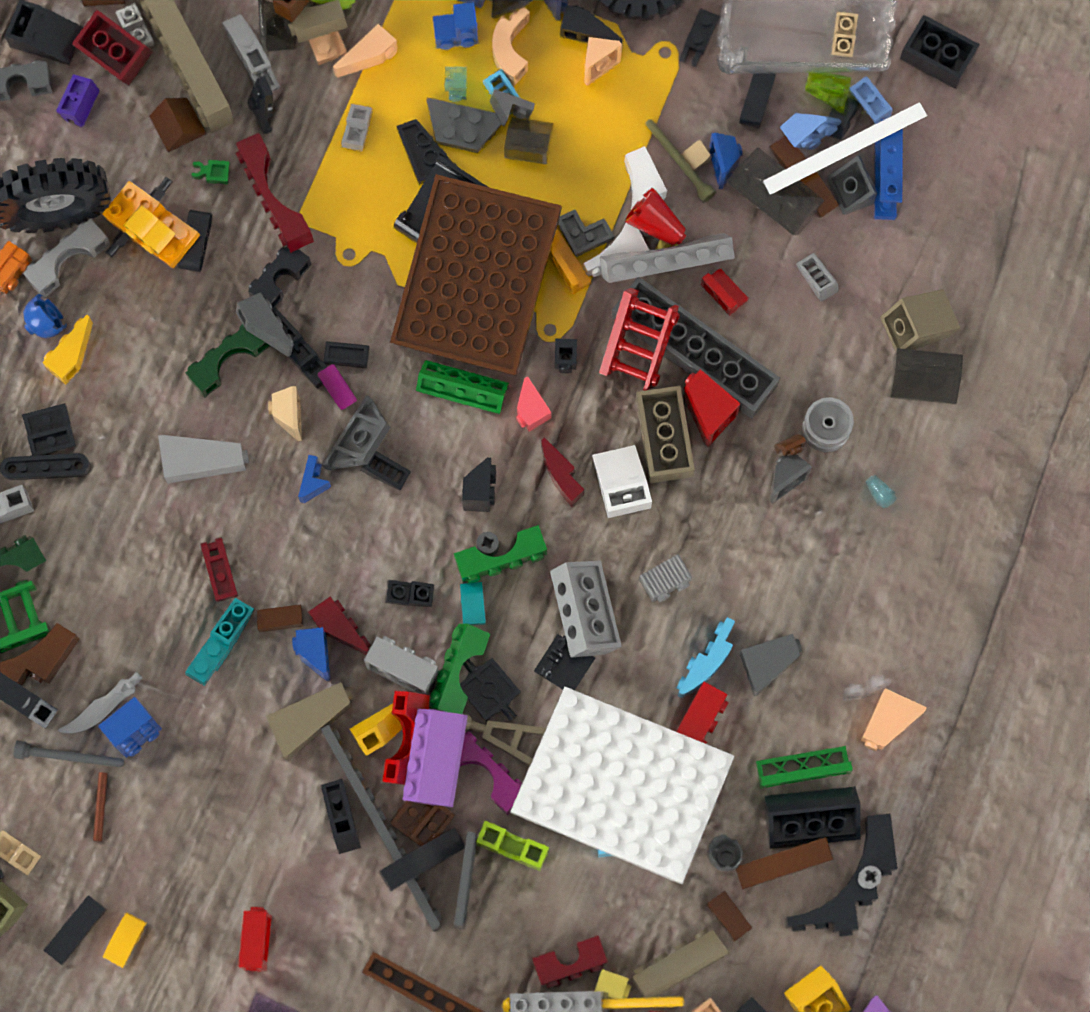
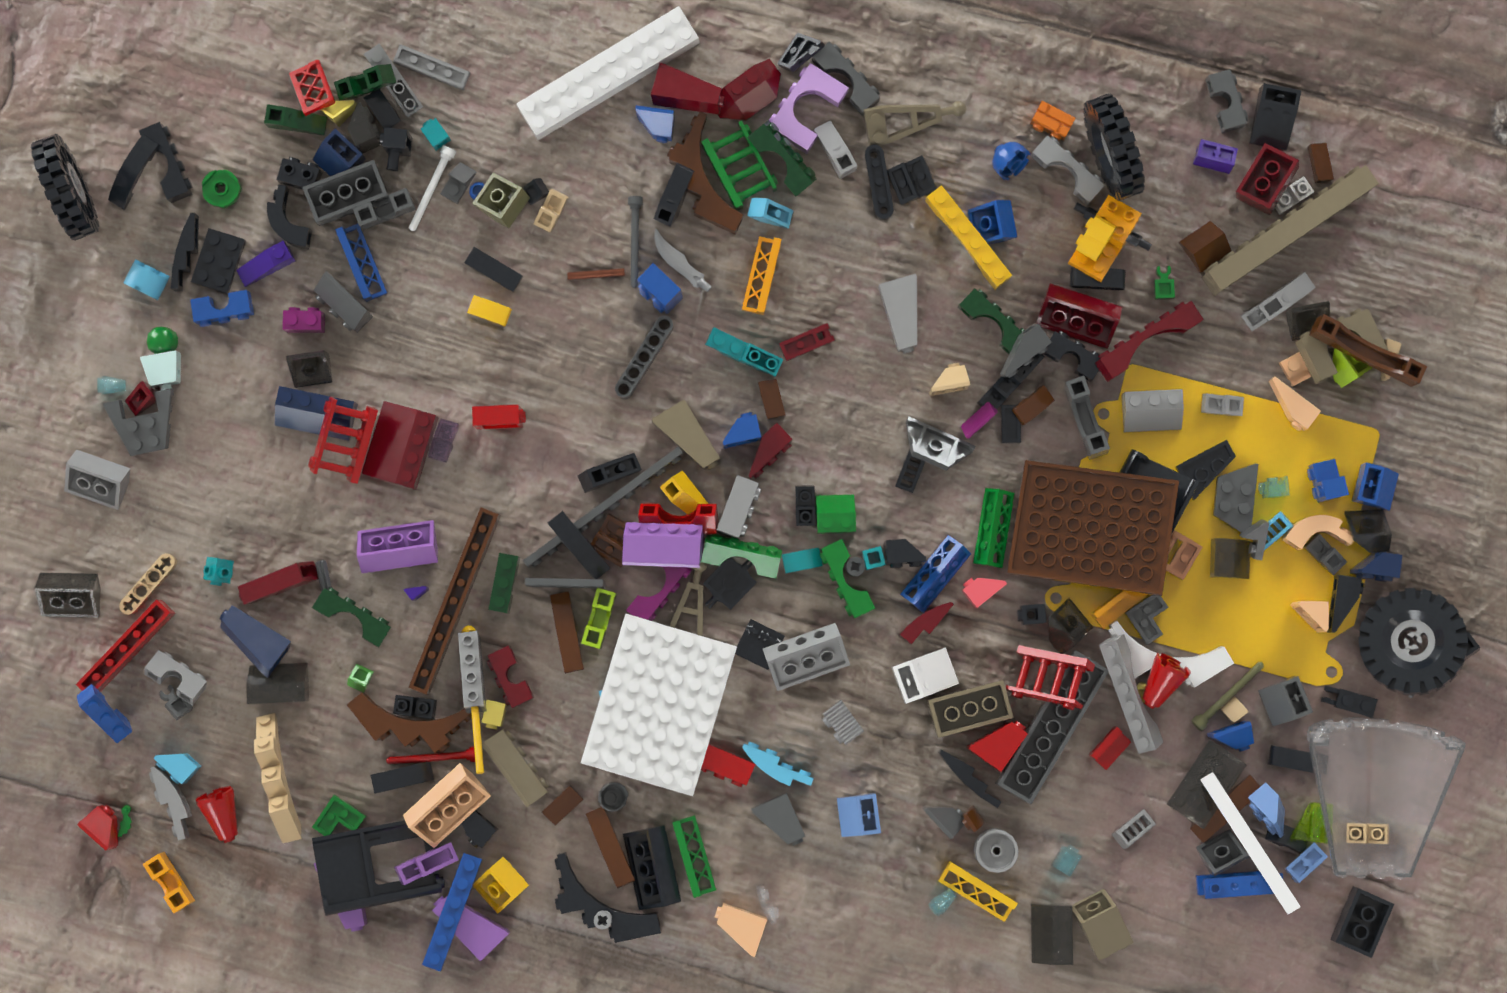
camera: 85 degrees right, 10 degrees up
(59, 594) = (770, 212): none -> medium azure slope
(69, 354) = (979, 186): yellow slope -> none
(113, 346) = (994, 221): none -> blue slope
(141, 606) = (769, 272): none -> light orange fence
(155, 356) = (967, 234): none -> yellow arch
(202, 750) = (643, 367): none -> dark grey beam
(234, 264) = (1079, 315): none -> dark red slope
(261, 102) = (1232, 318): black wing -> none
(310, 485) = (888, 408): blue slope -> none
(329, 275) = (1079, 400): none -> dark grey arch
(329, 326) = (1033, 405): none -> reddish brown slope
(352, 199) = (1152, 410): none -> light grey slope
(424, 558) = (835, 514): none -> green slope
(456, 956) = (503, 583): none -> dark green arch
(480, 520) = (873, 558): none -> teal brick
(507, 447) = (938, 576): none -> blue fence
(520, 184) = (1184, 556): none -> nougat plate
(524, 887) = (566, 632): none -> reddish brown slope
(536, 42) = (1325, 554): none -> dark grey slope
(585, 318) = (1067, 626): none -> clear smoke slope
(692, 99) = (1285, 701): none -> dark grey slope
(739, 449) = (964, 773): none -> black slope
(774, 571) = (858, 815): none -> medium blue slope
(845, 350) = (1067, 859): none -> clear light blue brick
(868, 442) = (985, 888): none -> yellow fence

